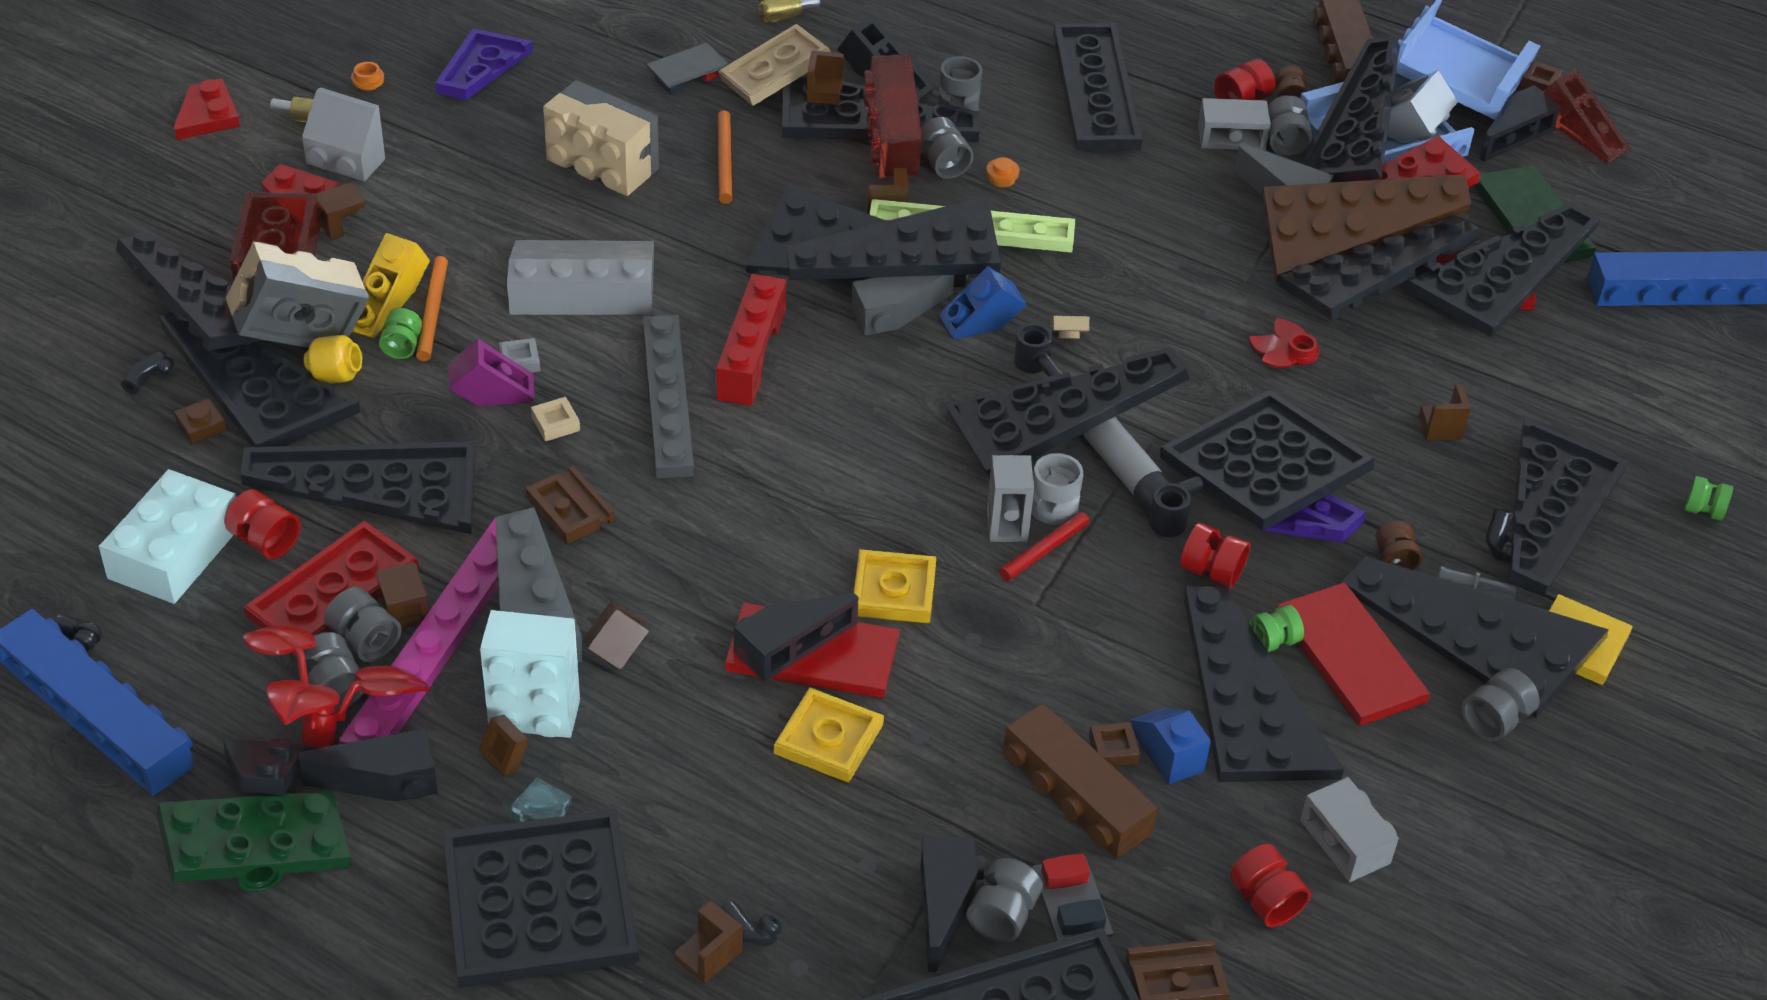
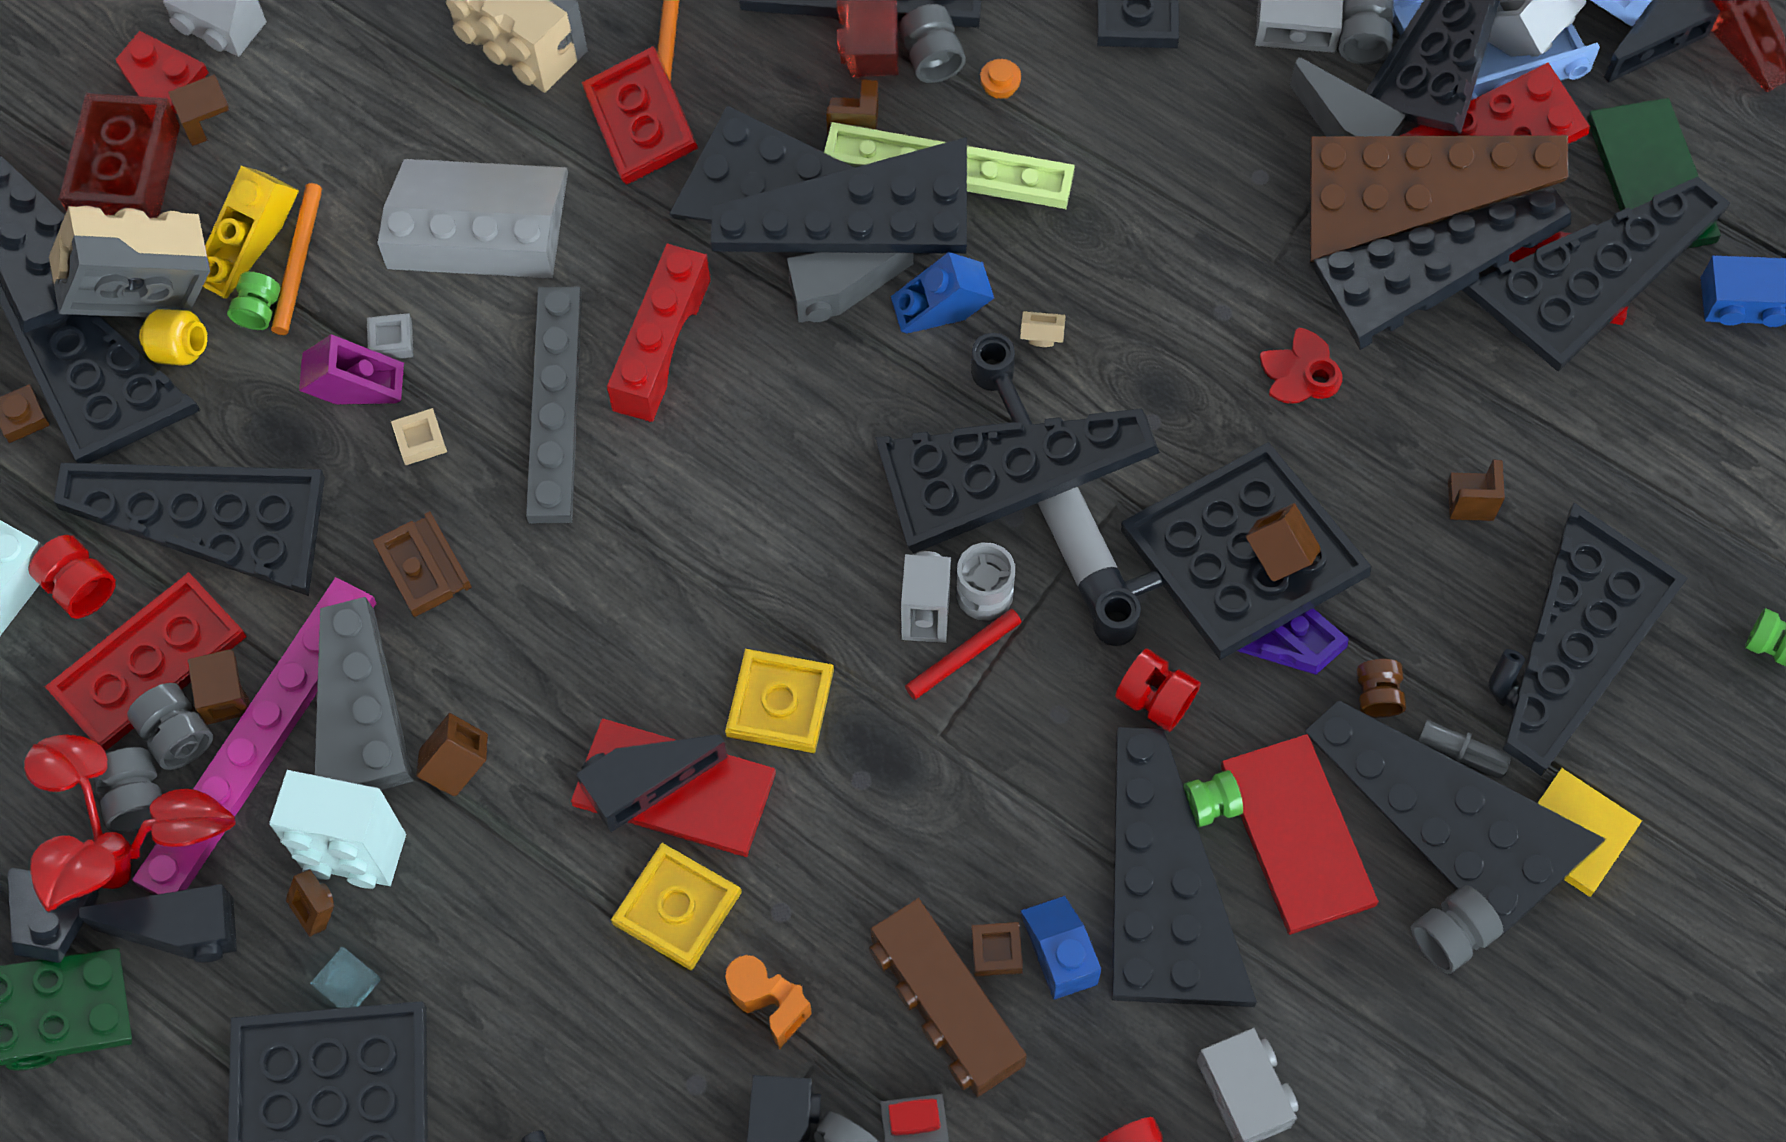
camera: 10 degrees right, 20 degrees up
(711, 203) = (639, 115): none -> red tile
(909, 786) = (753, 990): none -> orange leg
(1300, 441) = (1283, 542): none -> reddish brown panel

